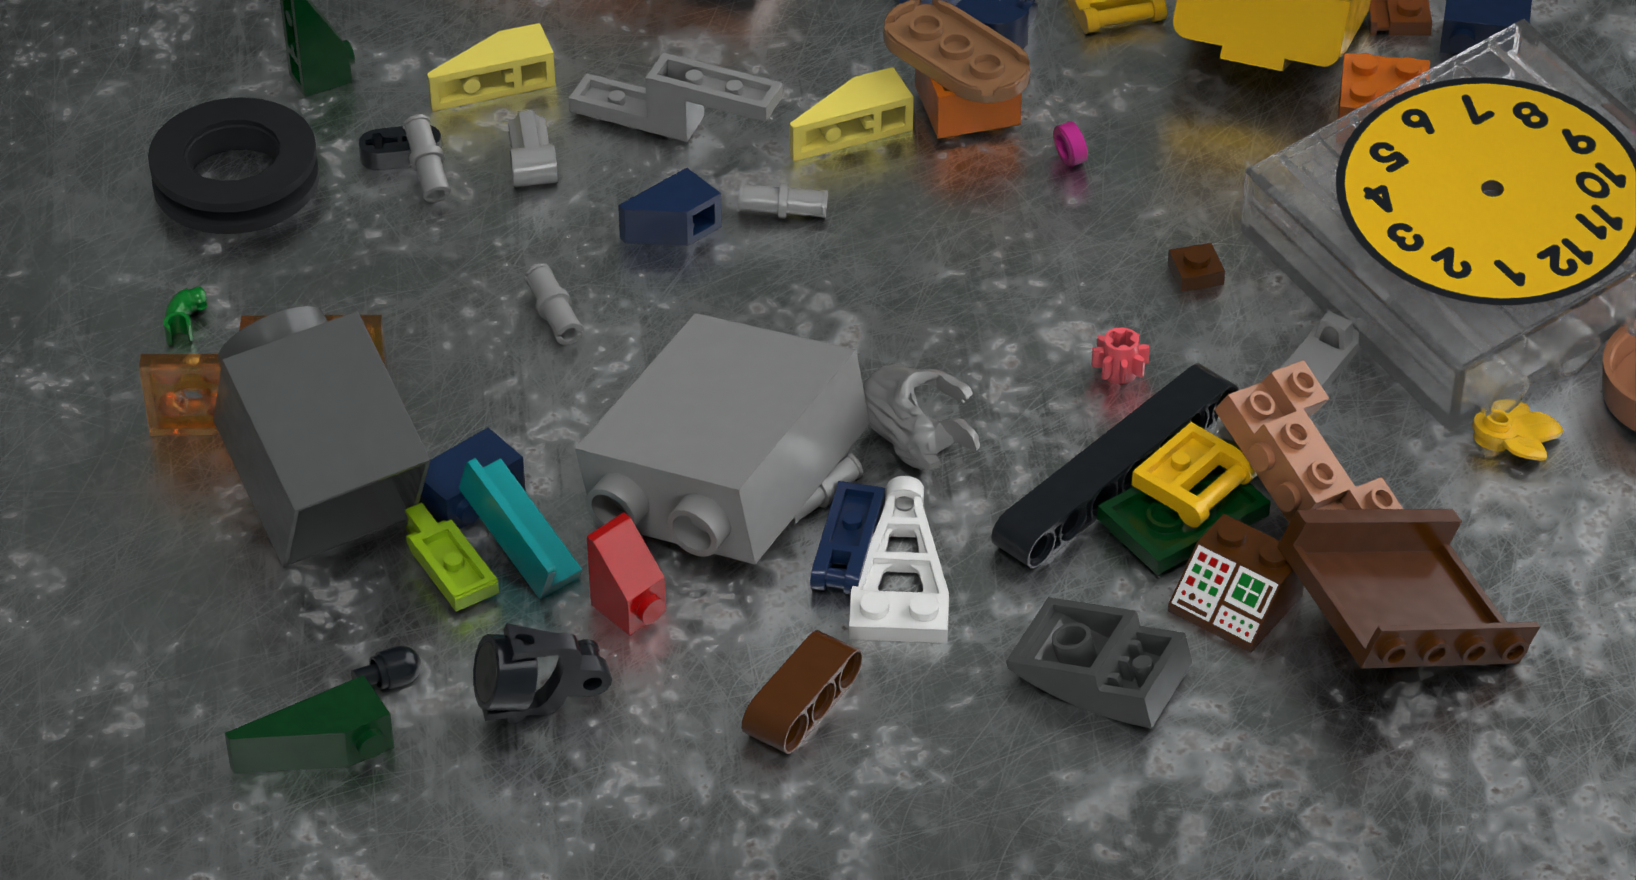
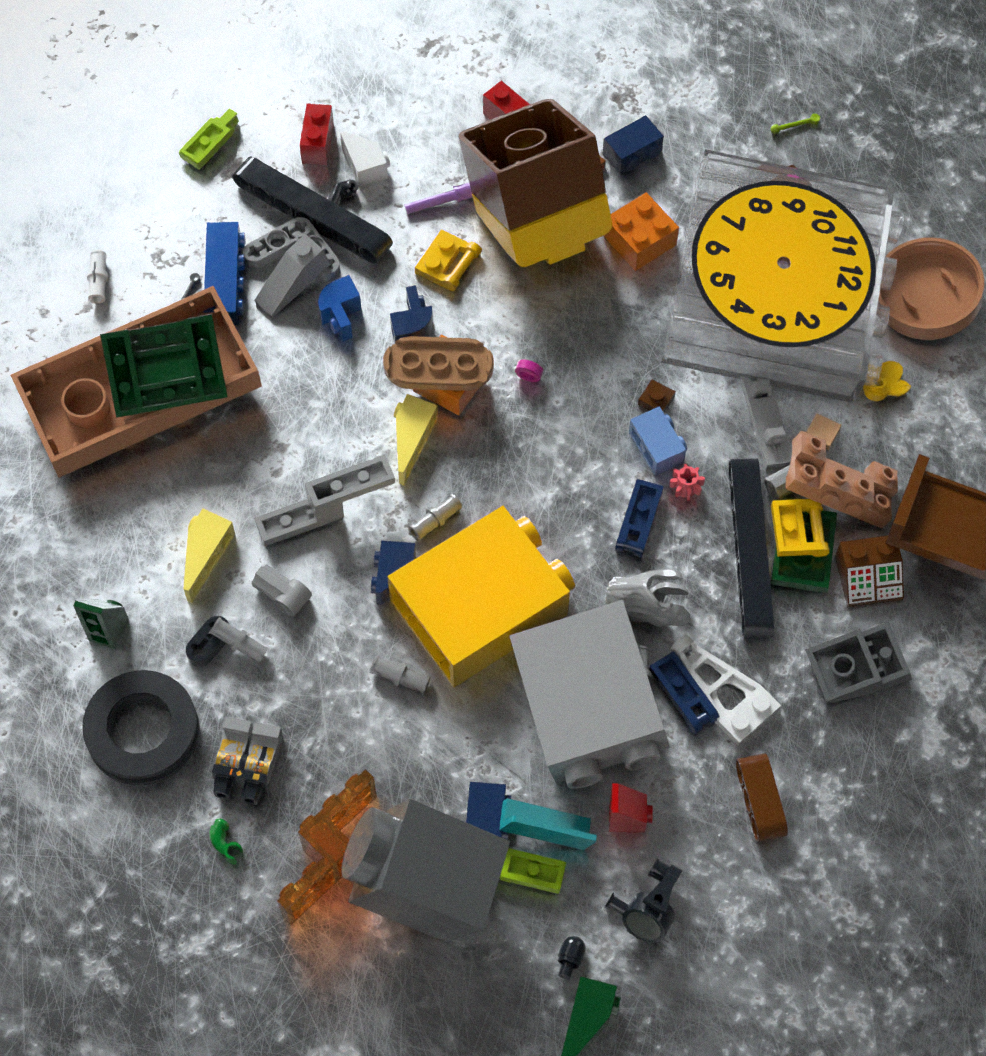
camera: 45 degrees left, 20 degrees up
(296, 260) = (246, 759): none -> hips
(728, 257) = (478, 592): none -> yellow brick
(1017, 352) = (639, 517): none -> dark blue plate
(1139, 294) = (657, 440): none -> medium blue brick
(1365, 427) = (824, 429): none -> light nougat tile

